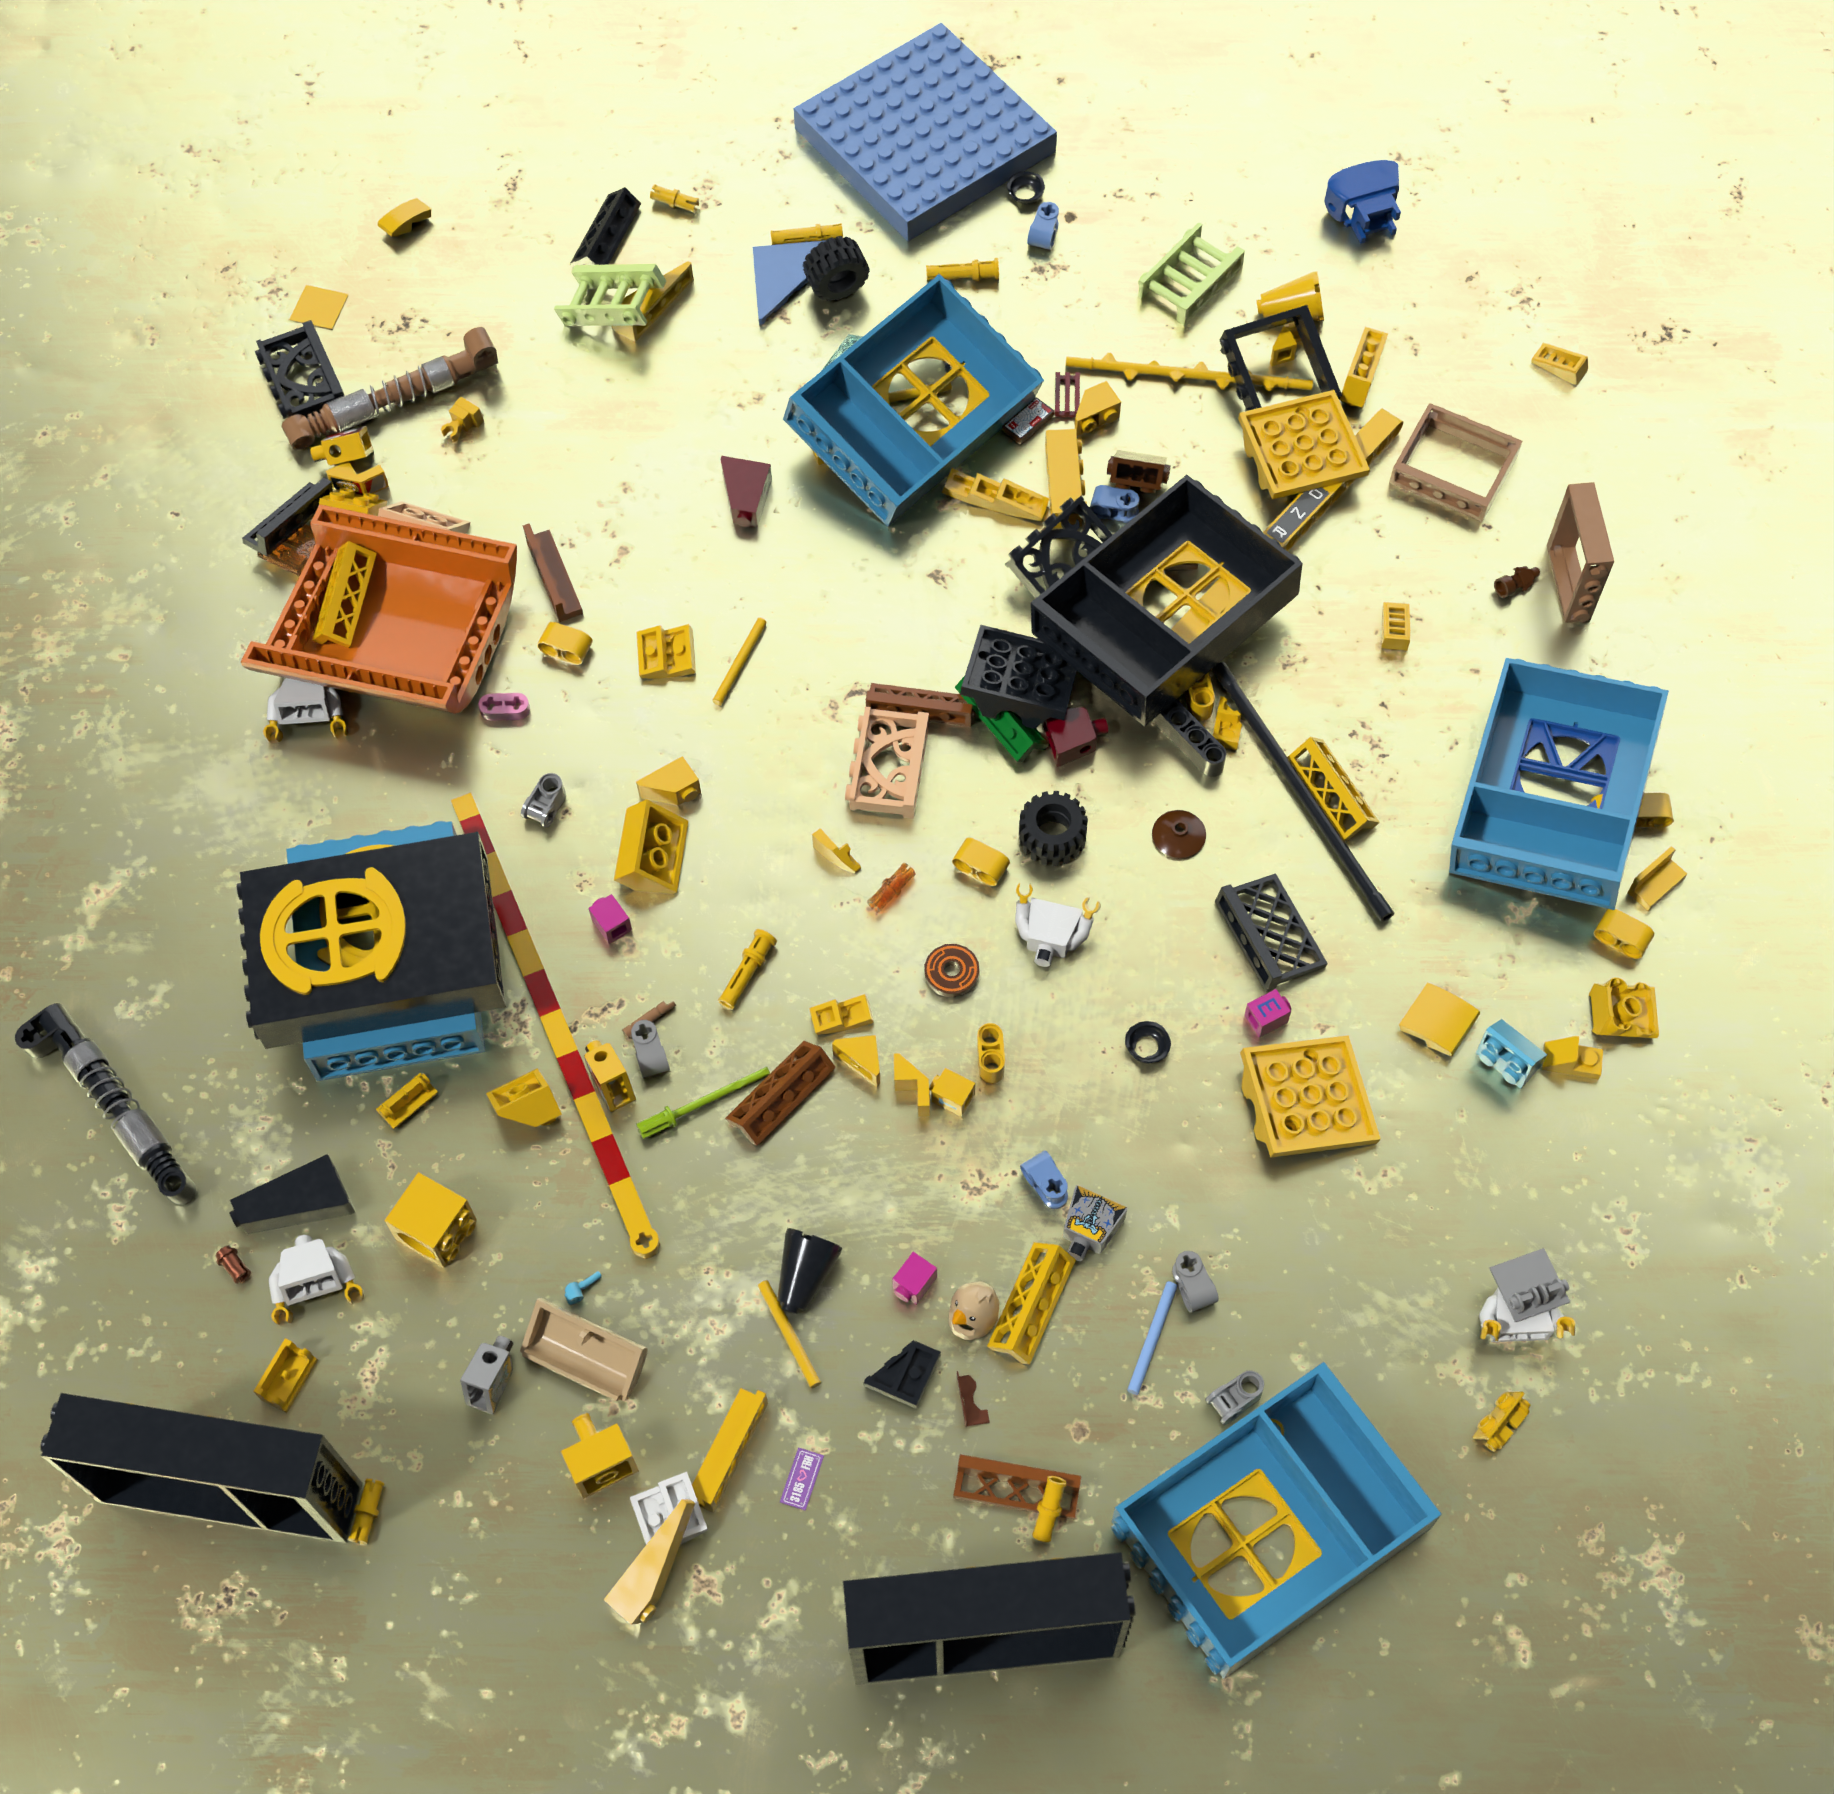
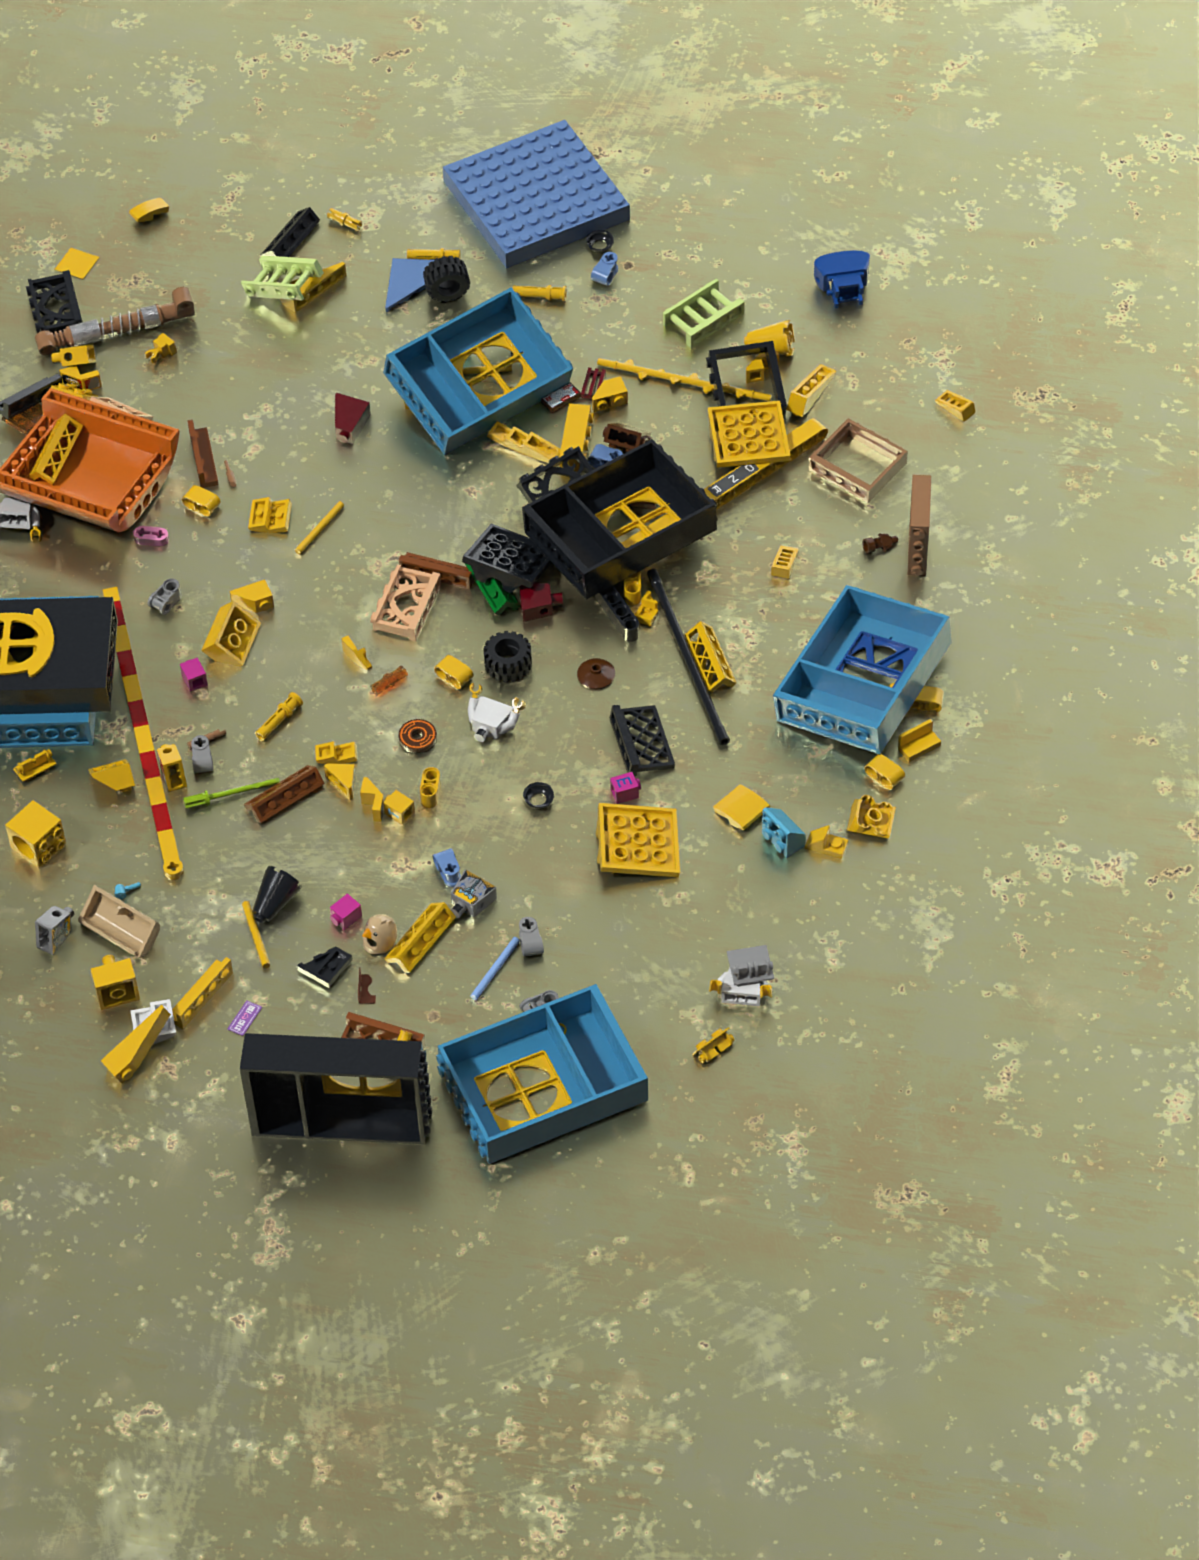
camera: 10 degrees right, 10 degrees down
(597, 597) = (230, 475): none -> medium nougat piece

